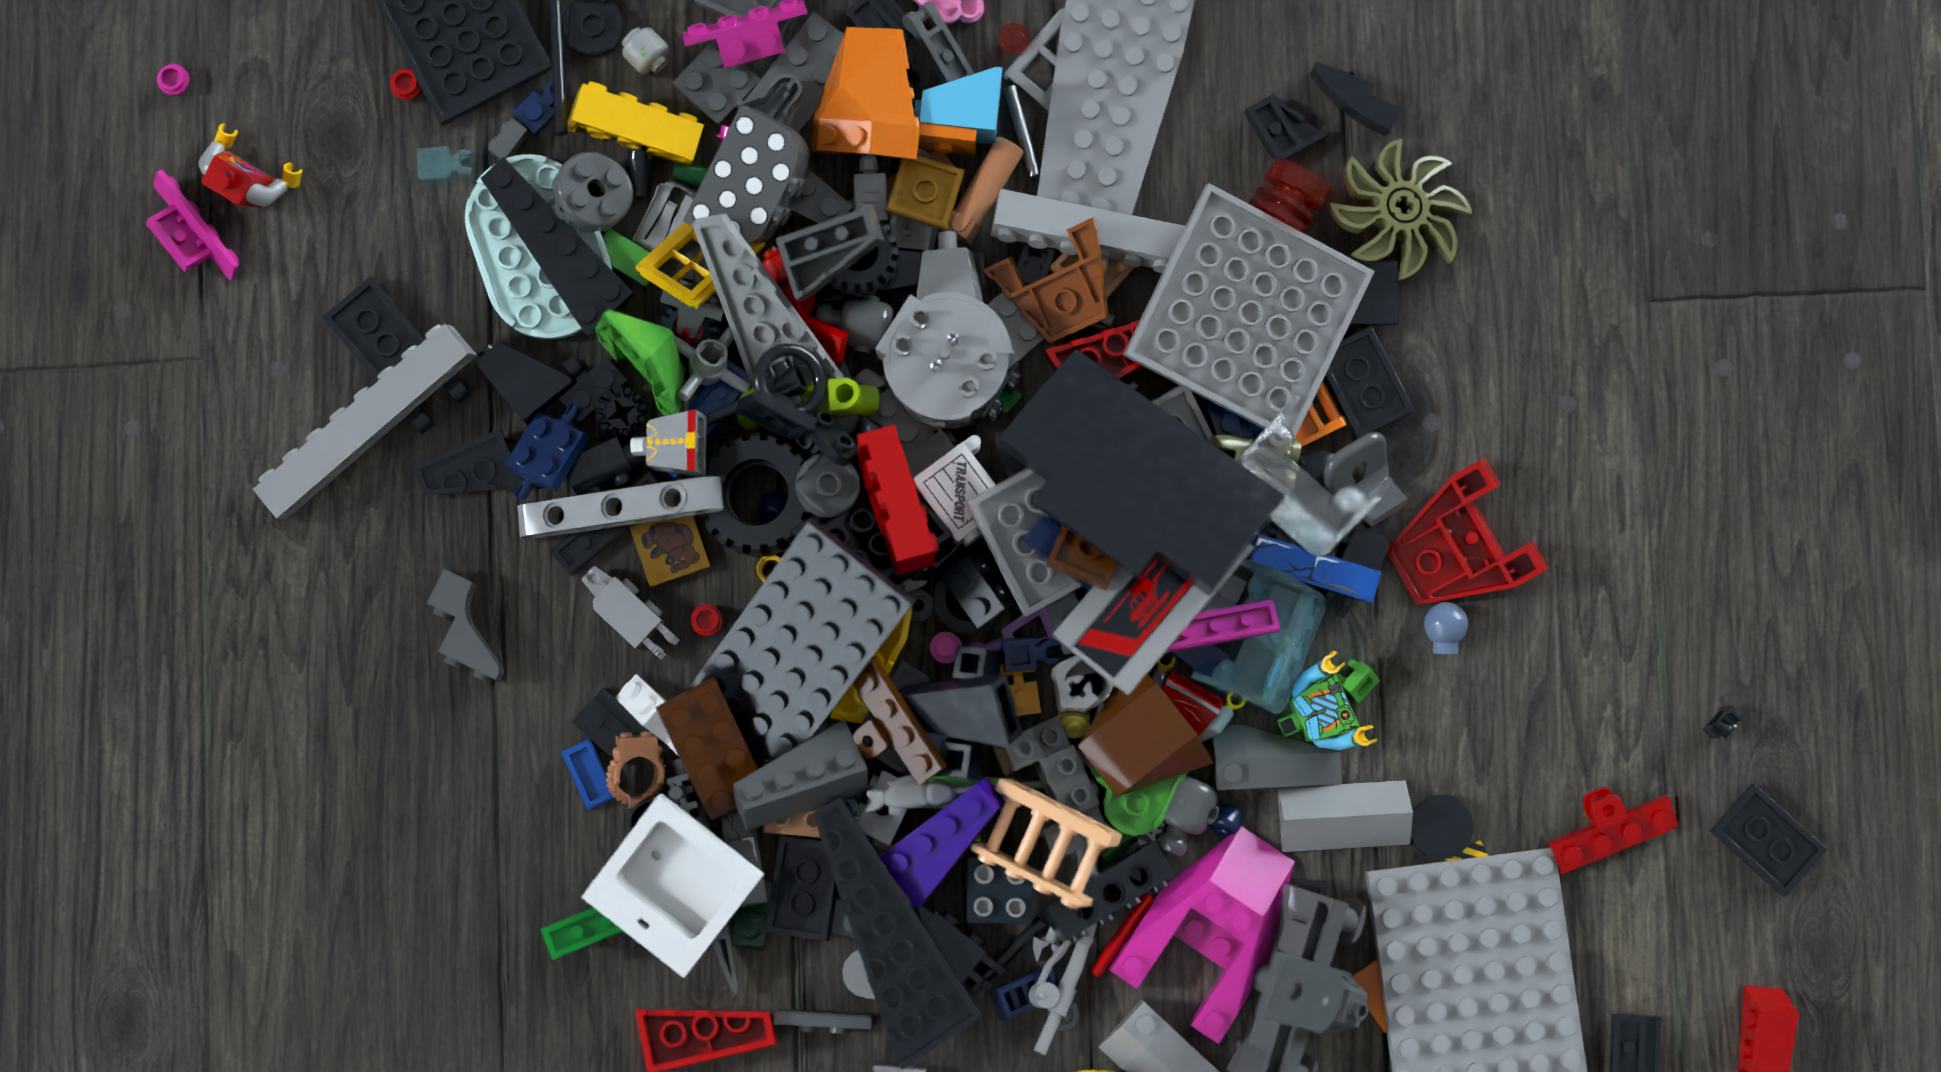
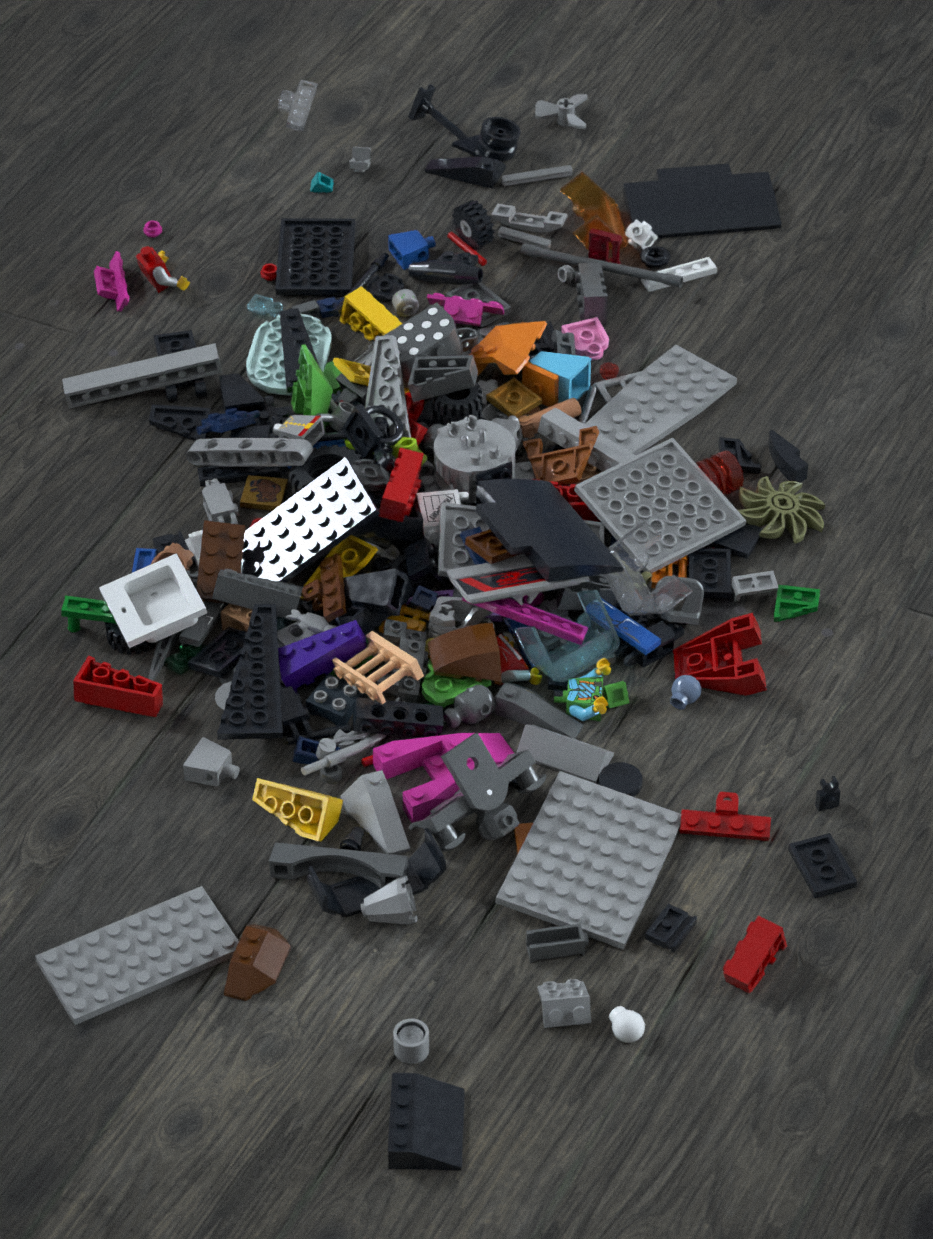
camera: 30 degrees right, 40 degrees down
(463, 641) = (119, 483): dark grey arch -> none
(578, 205) = (333, 345): dark grey plate -> none
(640, 170) = (362, 346): black cone -> none
(836, 1021) = (189, 713): dark grey plate -> none
(1227, 821) = (492, 726): dark blue piece -> none
(1440, 382) = (754, 584): none -> light grey hinge
(1503, 378) = (795, 602): none -> green wing

